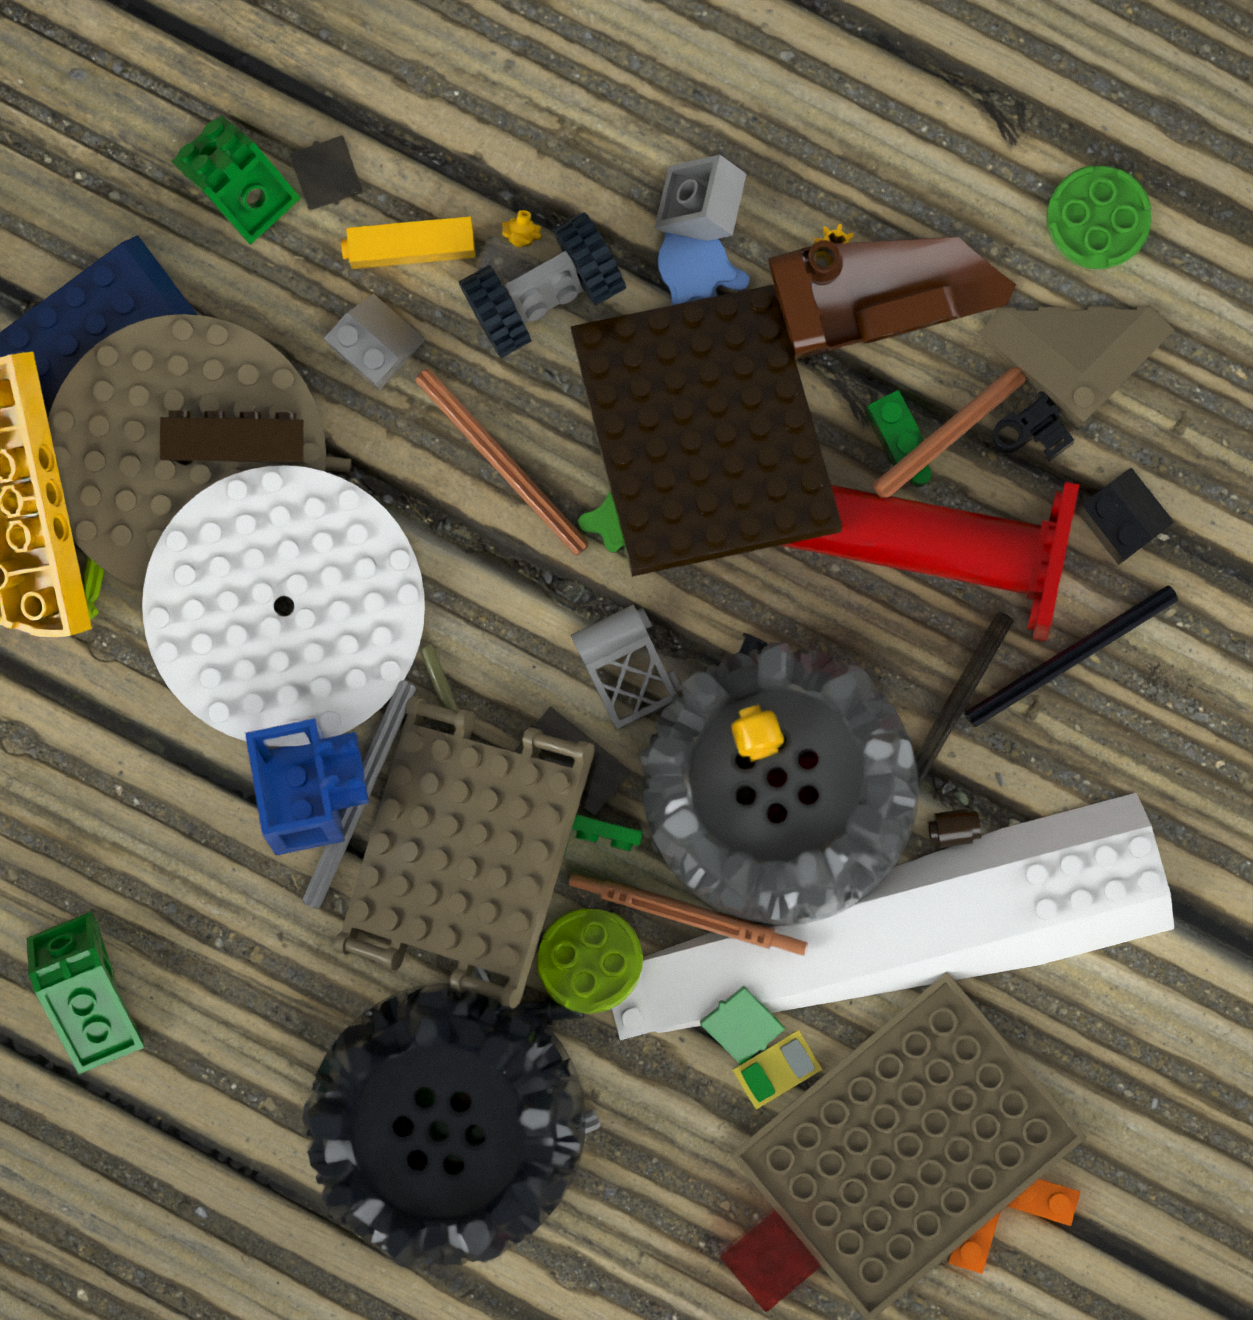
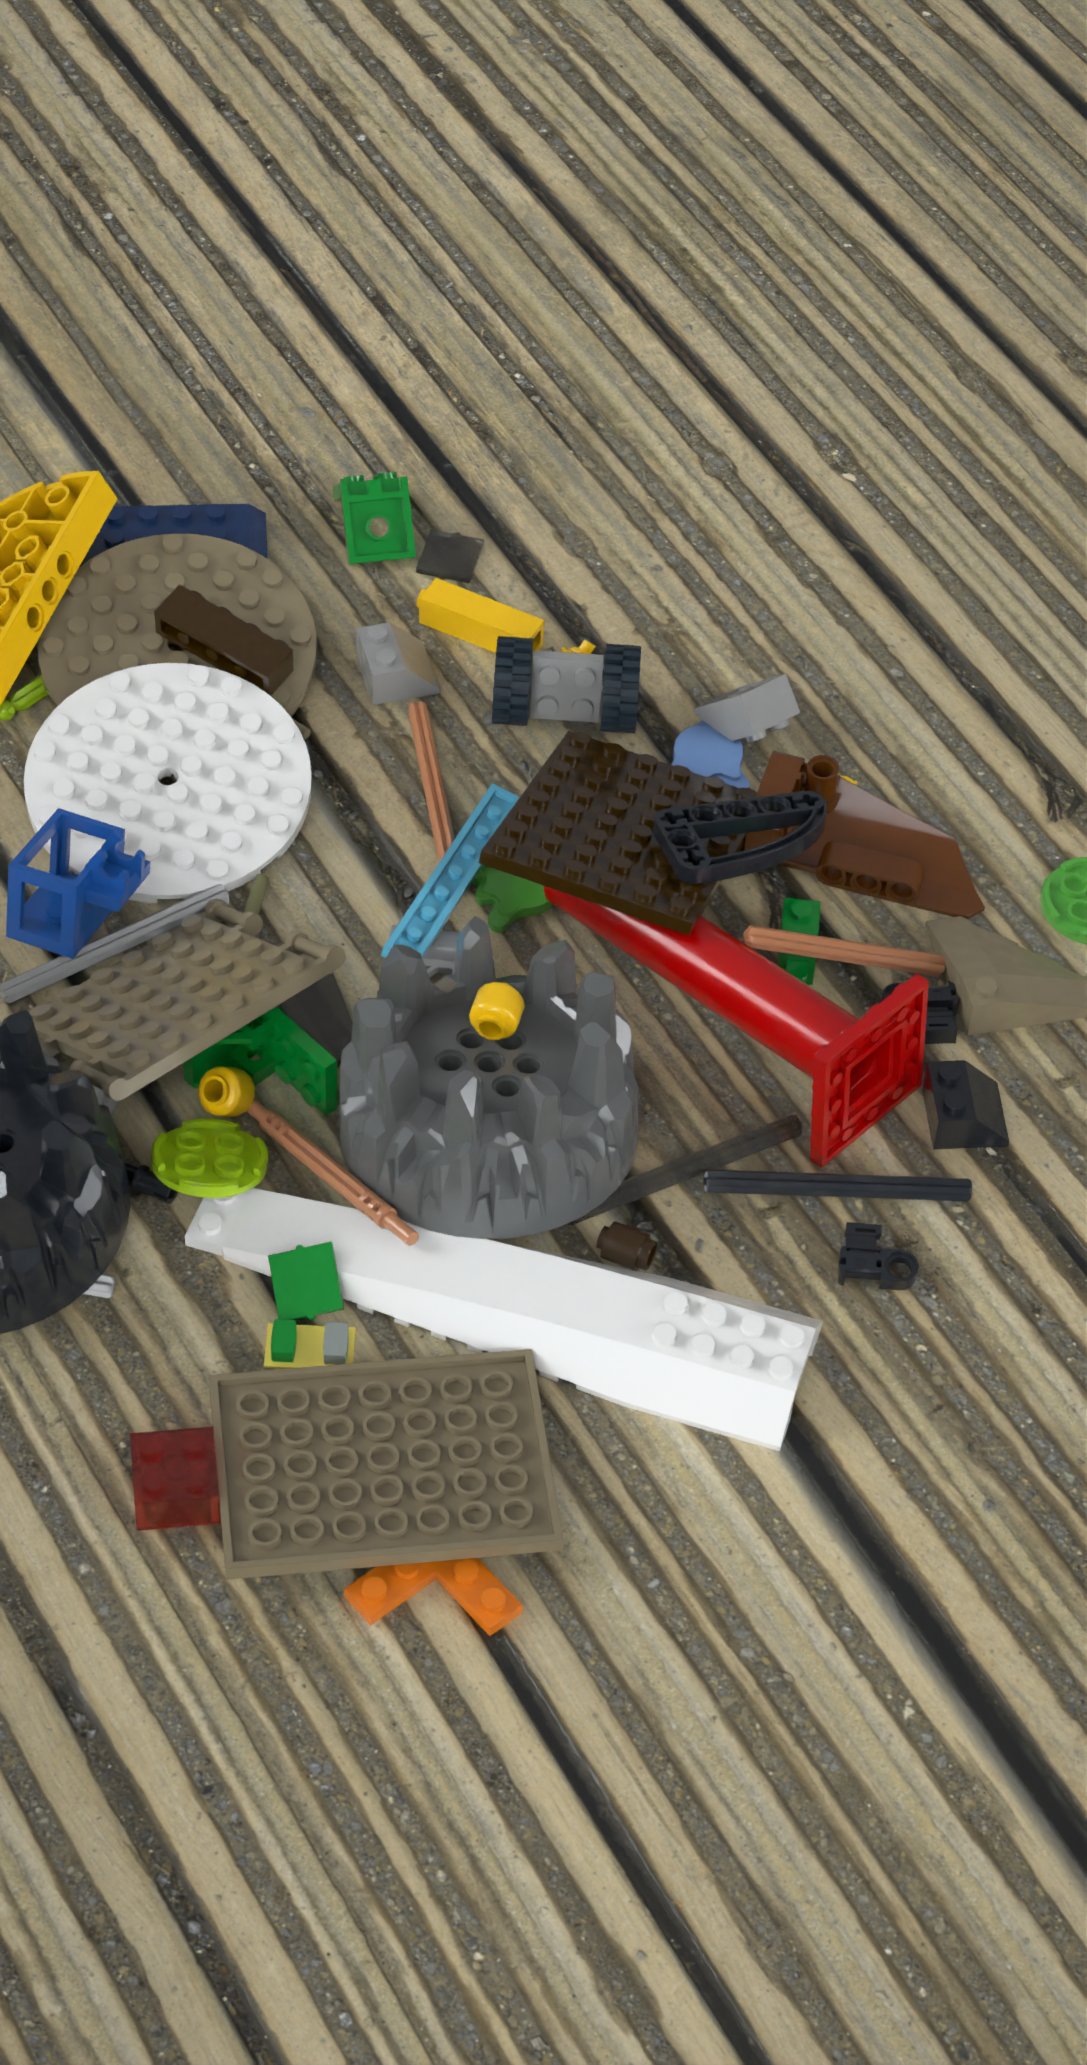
camera: 25 degrees right, 35 degrees down
(566, 893) = (226, 1091): none -> yellow head
(589, 559) = (452, 875): none -> medium azure plate
(814, 358) = (694, 864): none -> black beam
(1135, 718) = (865, 1260): none -> black piece

